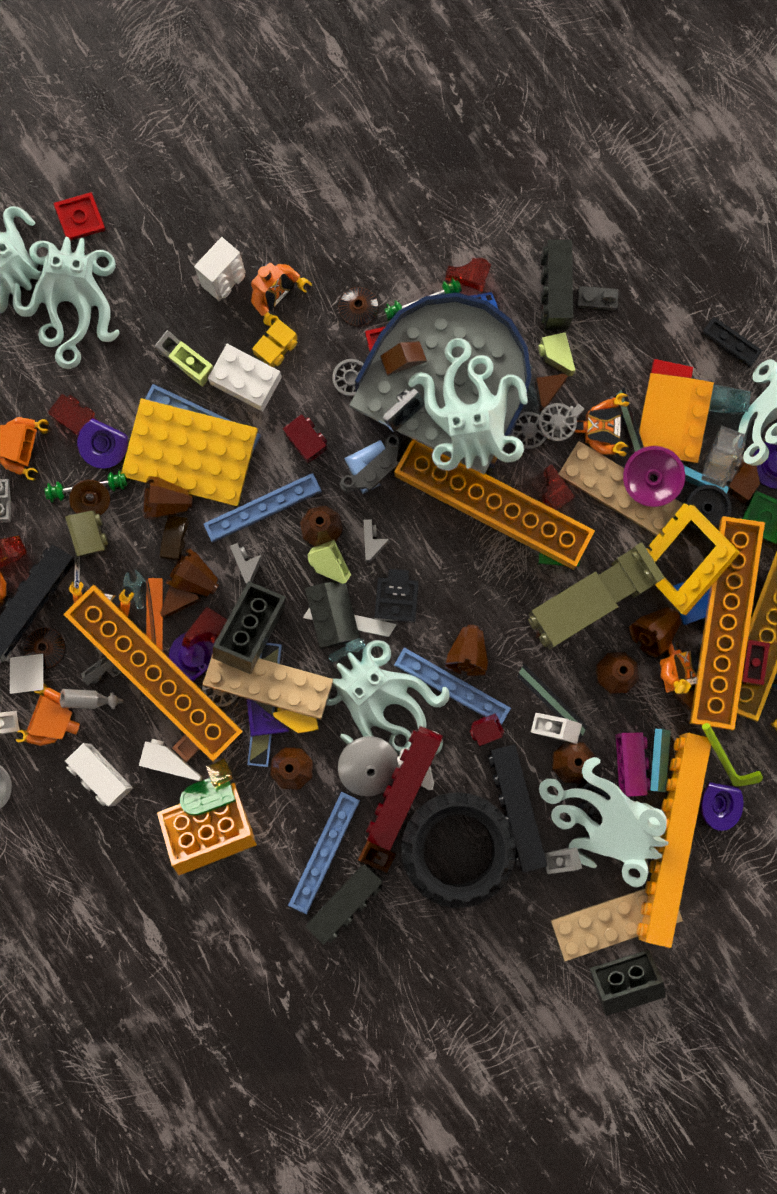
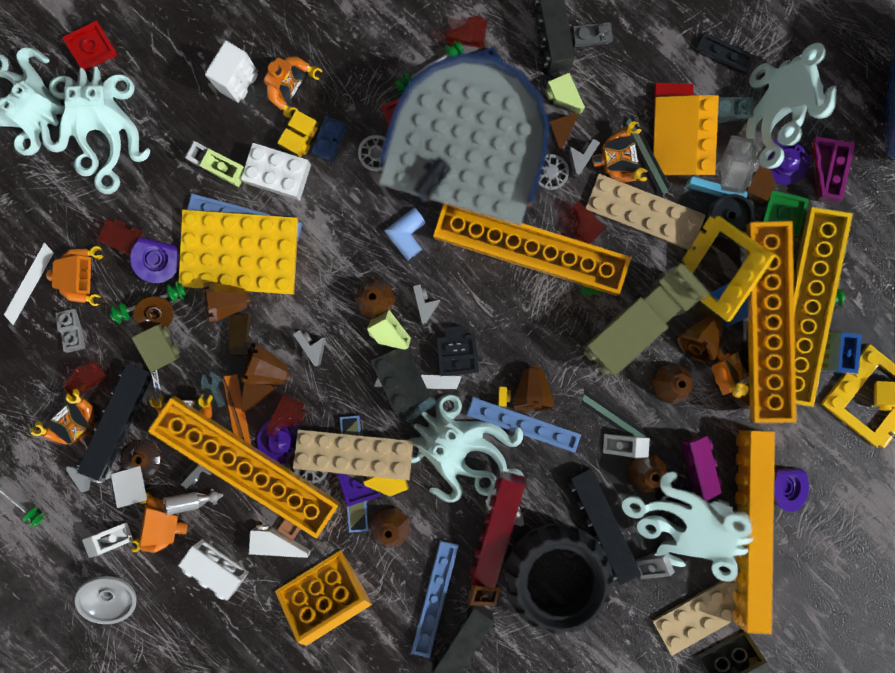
camera: 15 degrees left, 5 degrees up
(204, 797) = (318, 567): window -> none
(219, 772) = (325, 544): clear yellow plate -> none
(249, 627) = (325, 408): pearl dark grey brick -> none
(262, 507) = (316, 291): medium blue tile -> none
(300, 360) = (324, 145): none -> dark blue piece
(305, 439) = (344, 219): dark red brick -> none
(358, 315) = (373, 92): dish -> none
(363, 755) = (456, 505): light grey dish -> none
(376, 469) = (415, 237): dark grey plate -> none
(403, 357) = (422, 126): reddish brown slope -> none
(436, 652) = (503, 396): none -> yellow plate
(474, 427) = (502, 183): light aqua hips -> none
(486, 729) = (563, 459): dark red brick -> none
(557, 422) = (577, 160): light grey wheel -> none
(658, 462) = (687, 185): magenta dish -> none
(660, 760) = (726, 457): tile -> none
(736, 780) = (798, 461): lime piece -> none
(755, 663) = (806, 355): dark red brick -> none

